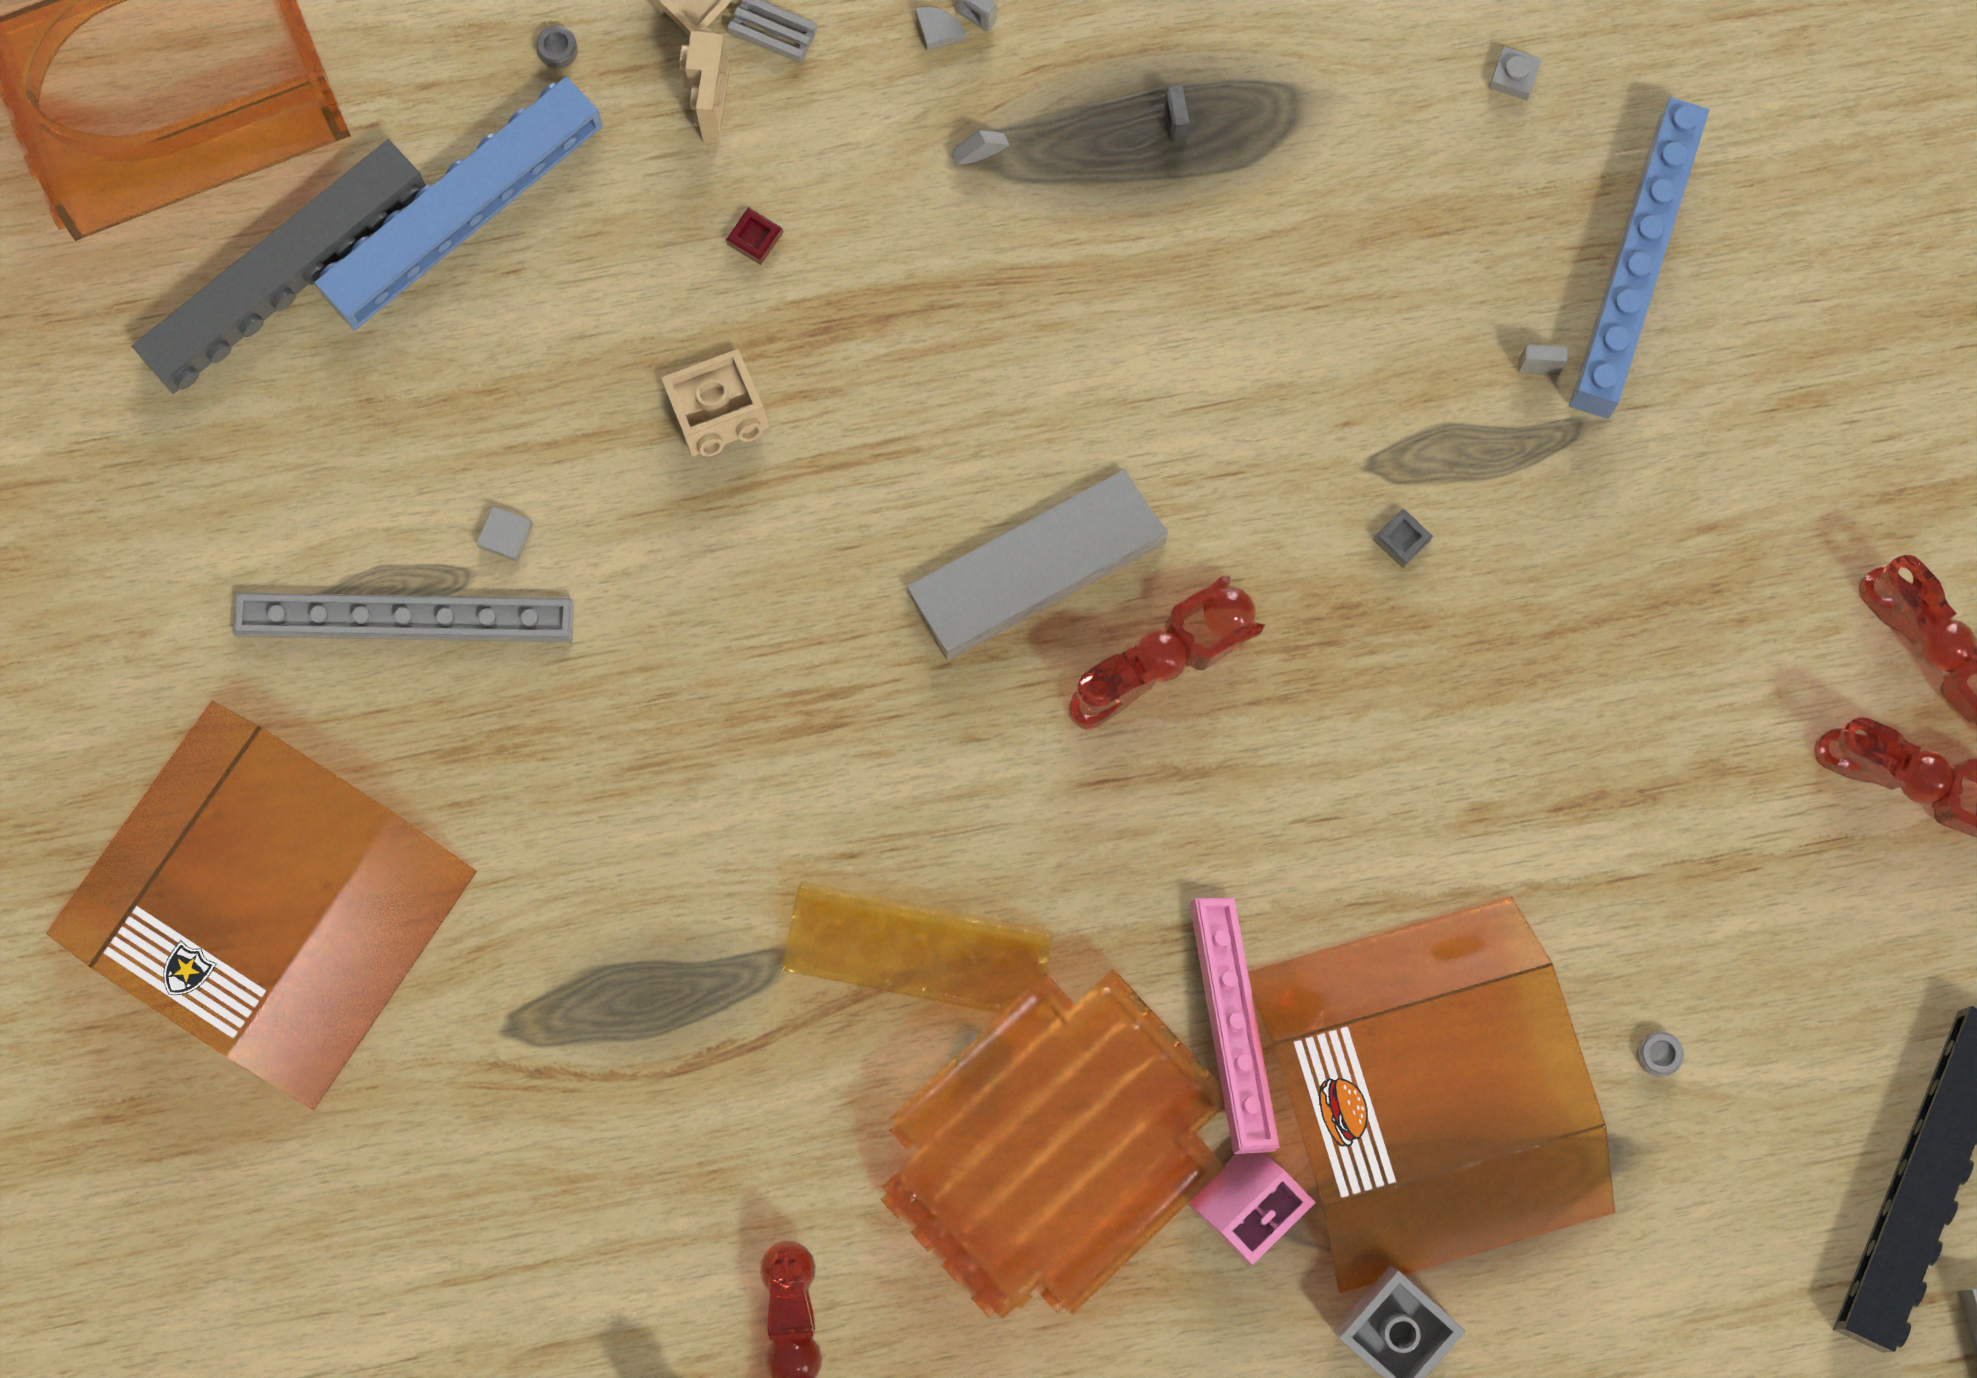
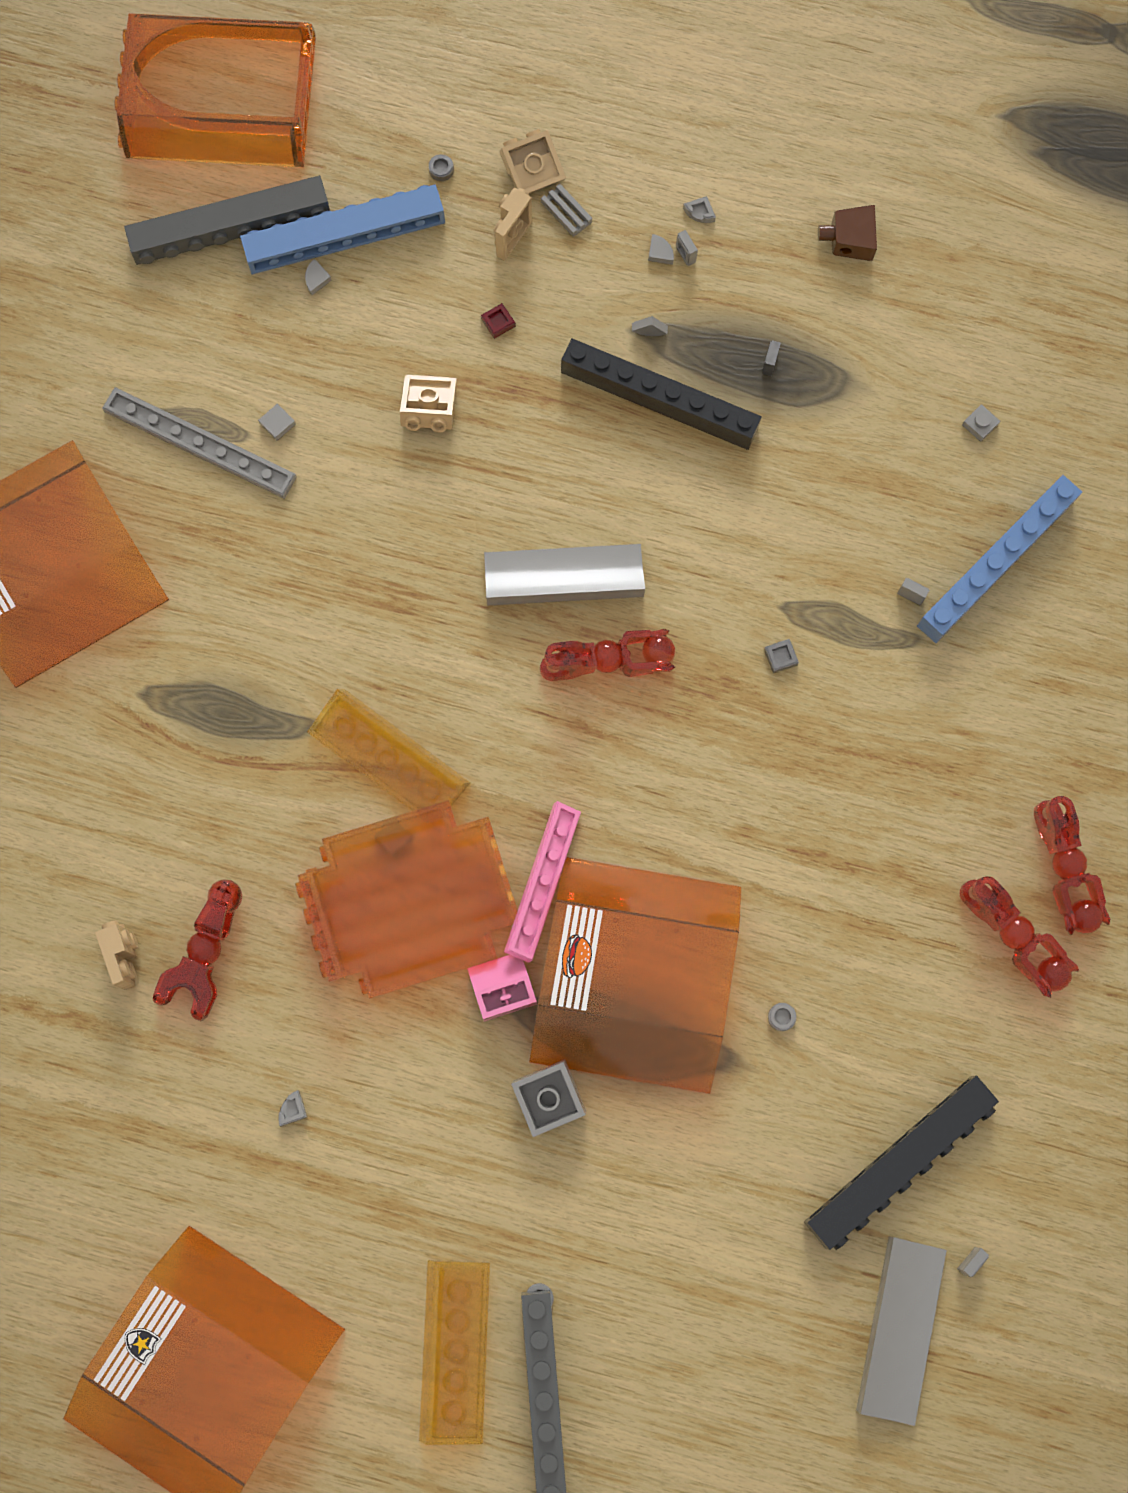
camera: 25 degrees right, 0 degrees up
(454, 292) = (316, 277): none -> light grey tile
(1046, 238) = (660, 394): none -> black brick

